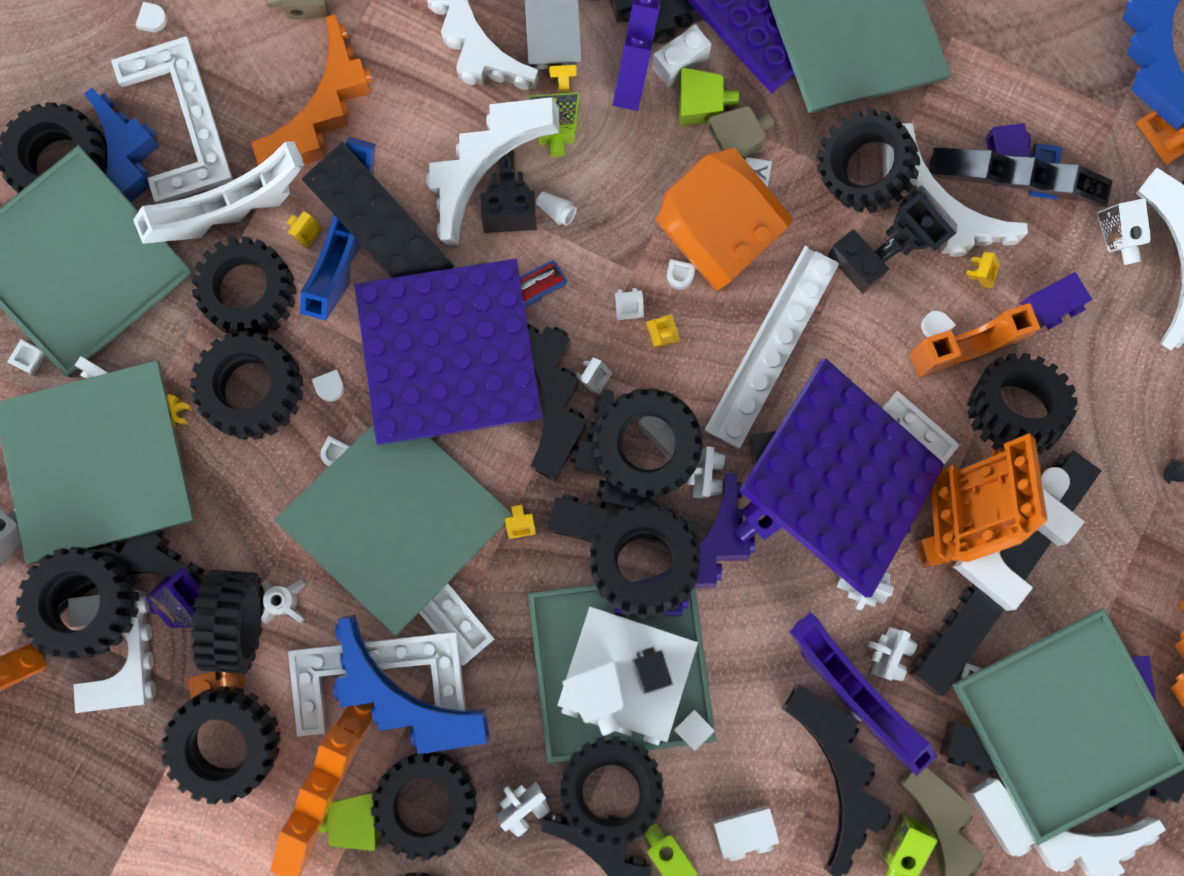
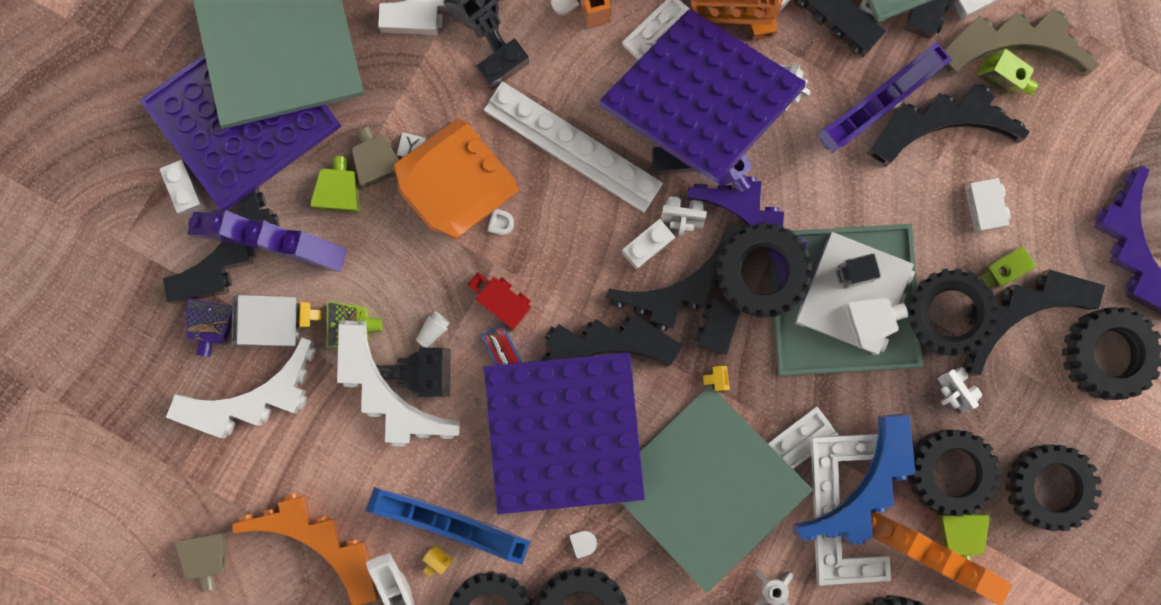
camera: 90 degrees left, 5 degrees up
(332, 450) = (643, 540): white tile -> none
(373, 215) = (437, 492): black plate -> none
(592, 278) = (501, 300): none -> red brick
(595, 375) = (591, 304): white tile -> none
(609, 442) = (694, 267): black tyre -> none
(629, 304) = (527, 270): white tile -> none
(662, 331) = (552, 242): yellow tile -> none
(683, 52) = (295, 205): white brick -> none
(694, 730) = (903, 241): white tile -> none
(848, 139) = (398, 70): black tyre -> none
(889, 652) = (846, 71): white hips -> none

